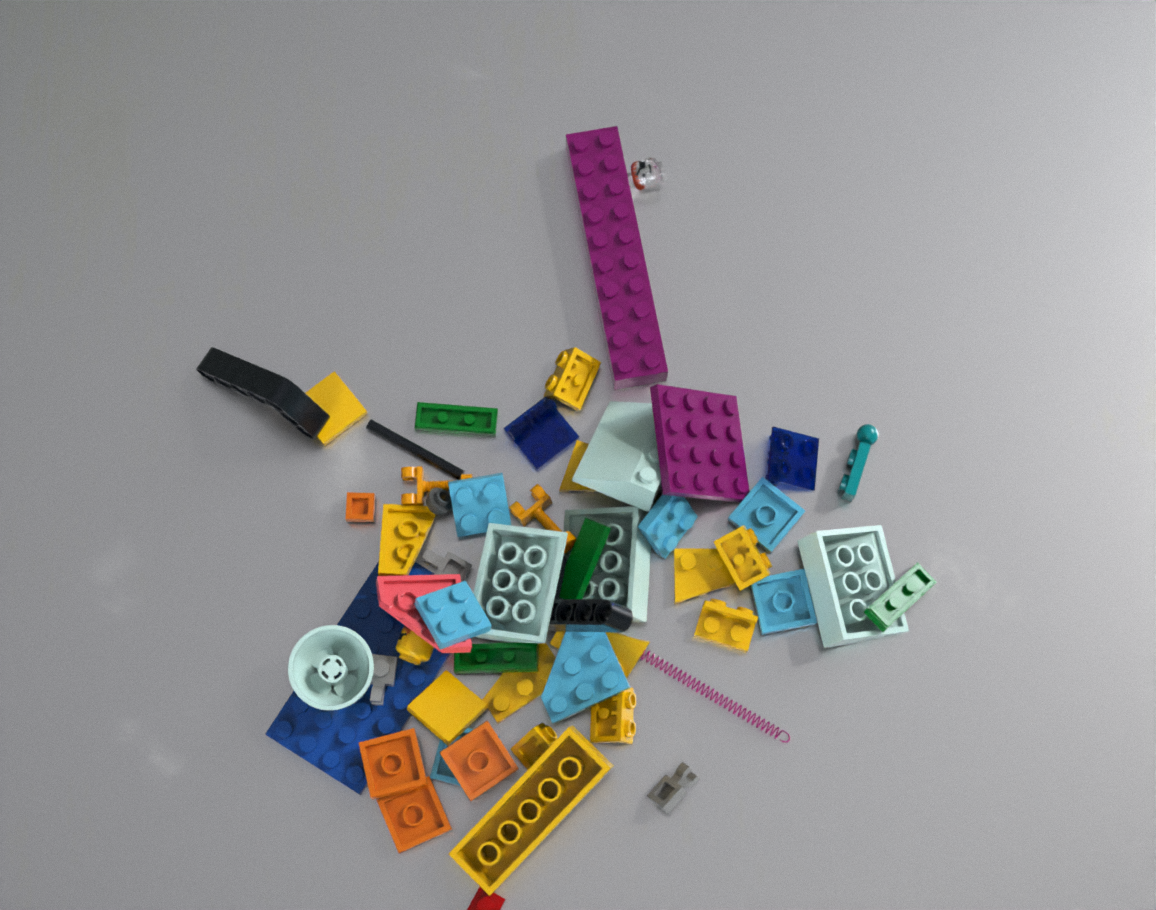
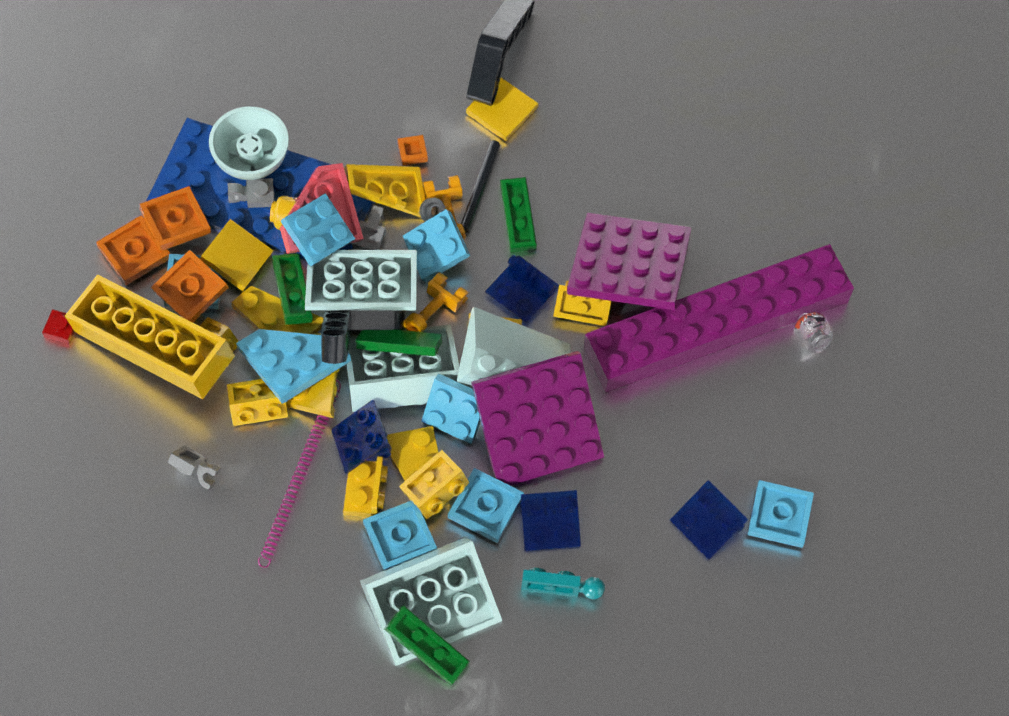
camera: 75 degrees right, 10 degrees down
(541, 322) = (629, 261): none -> magenta plate
(677, 618) = (361, 437): none -> clear blue hinge
(817, 317) = (709, 519): none -> clear blue hinge
(822, 253) = (780, 514): none -> medium azure plate

